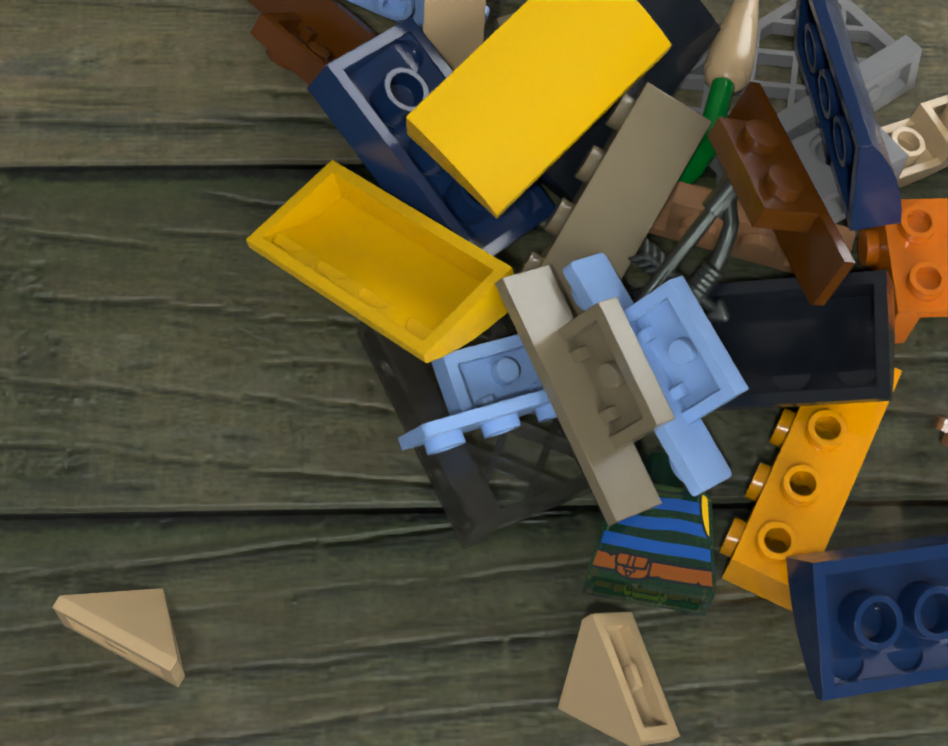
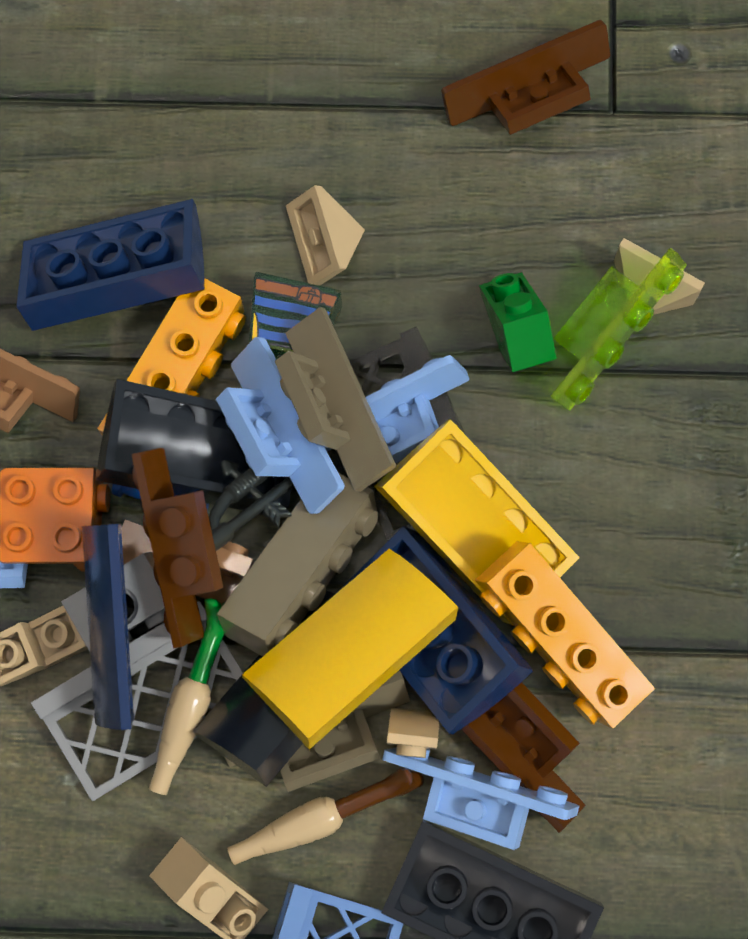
camera: 170 degrees left, 10 degrees up
(199, 558) = (607, 321): none -> clear neon green bracket
(271, 142) = (564, 635): none -> light orange brick
(329, 562) = (518, 321): none -> green slope

